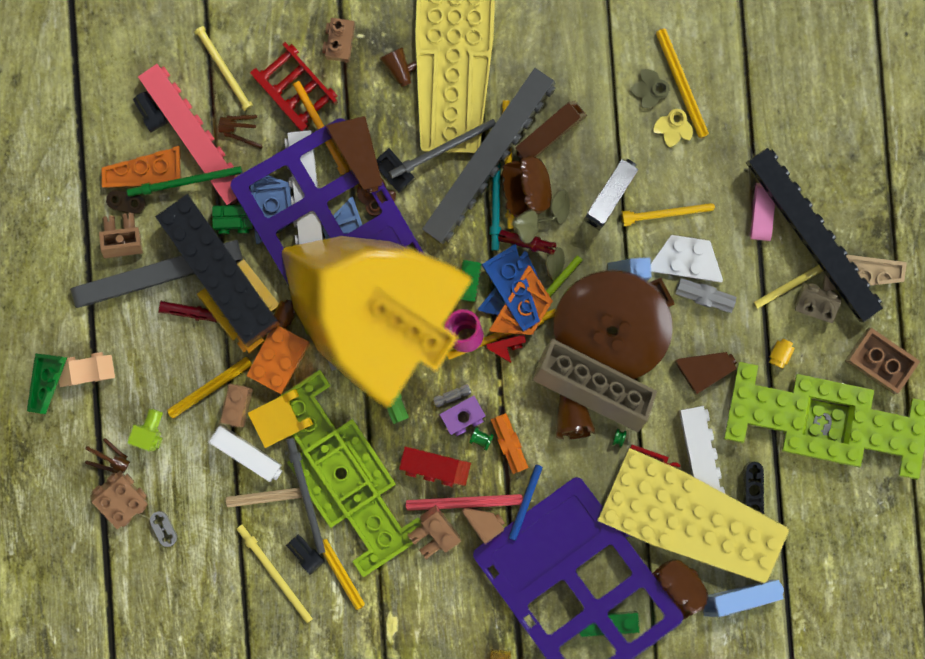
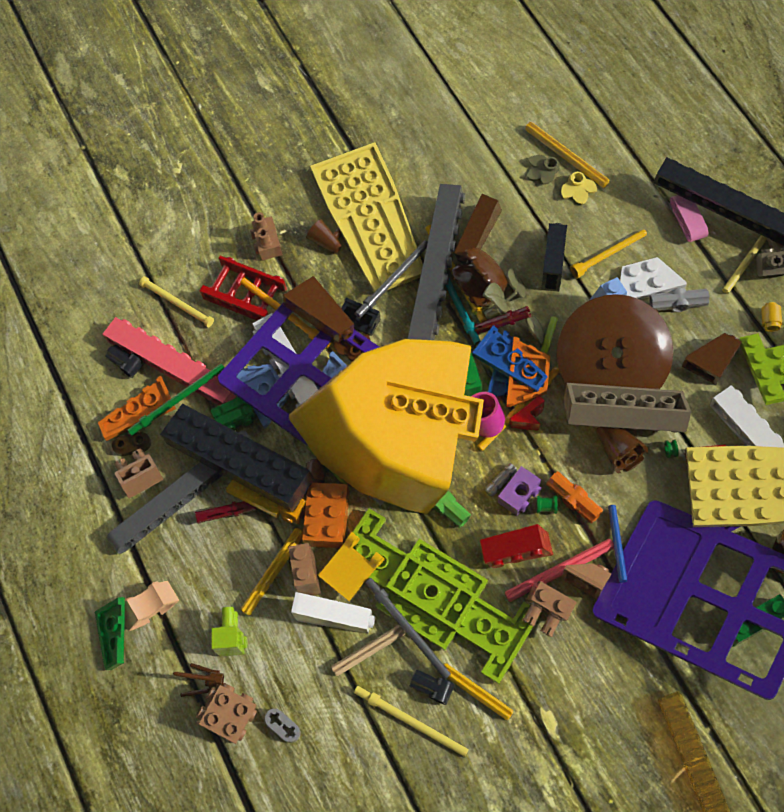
camera: 15 degrees left, 20 degrees down
(228, 125) = (198, 343): reddish brown plant -> none

